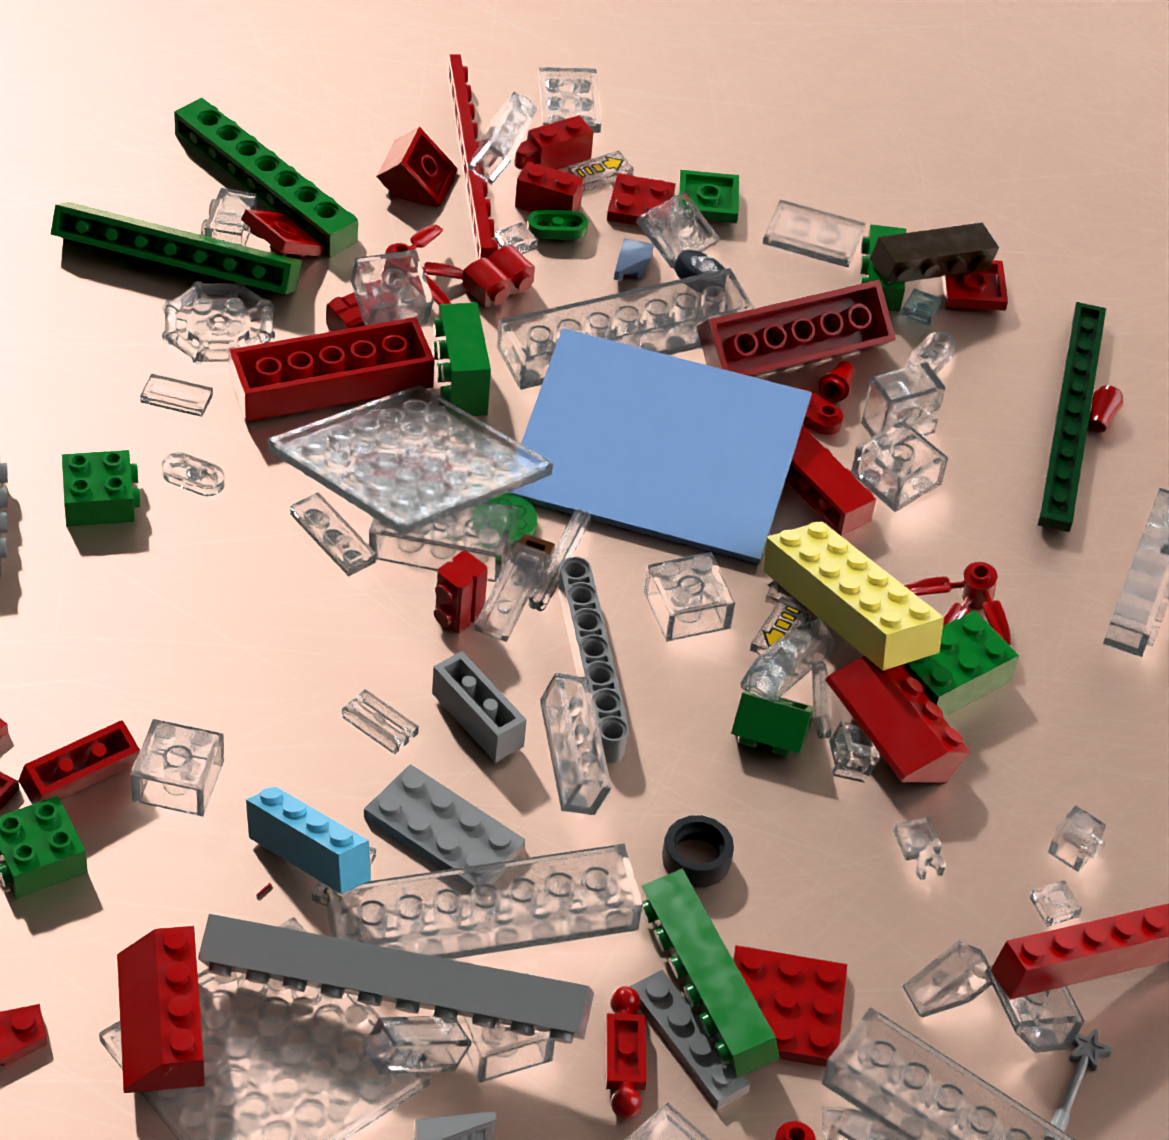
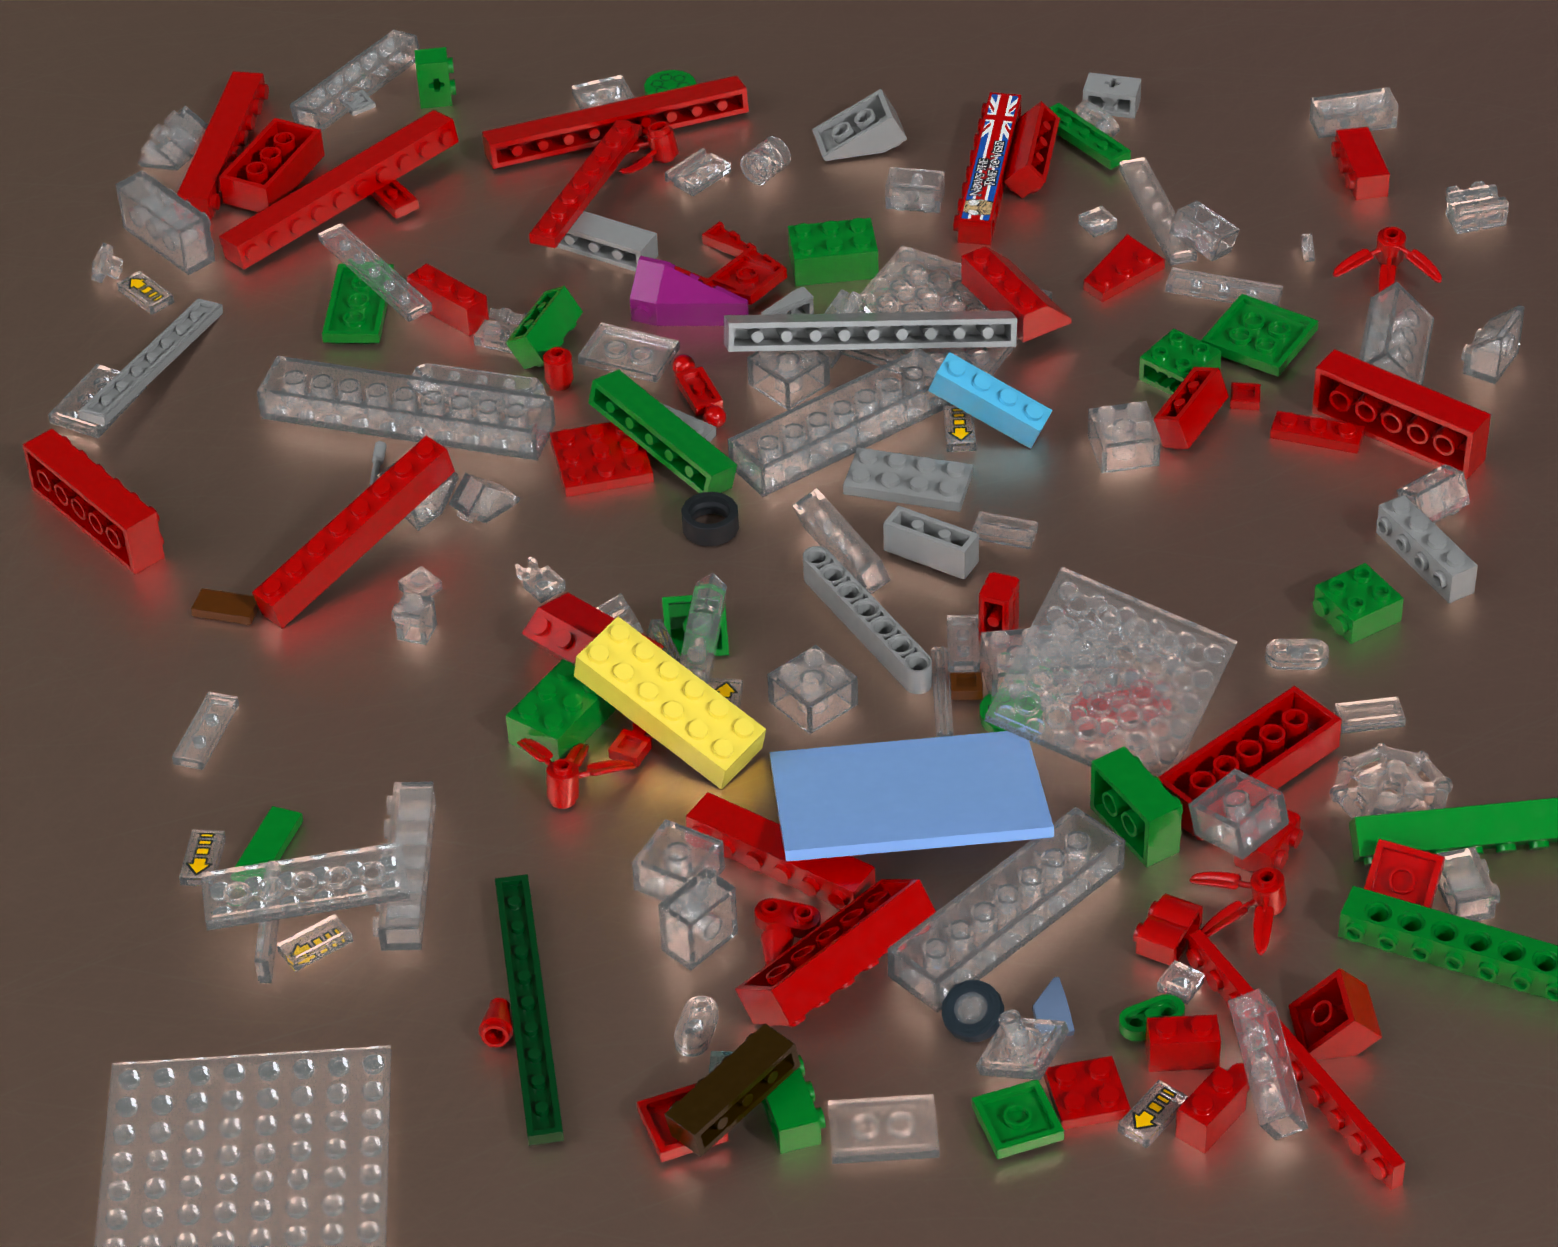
camera: 165 degrees right, 5 degrees down
(569, 94) = (1244, 1188): clear plate -> none

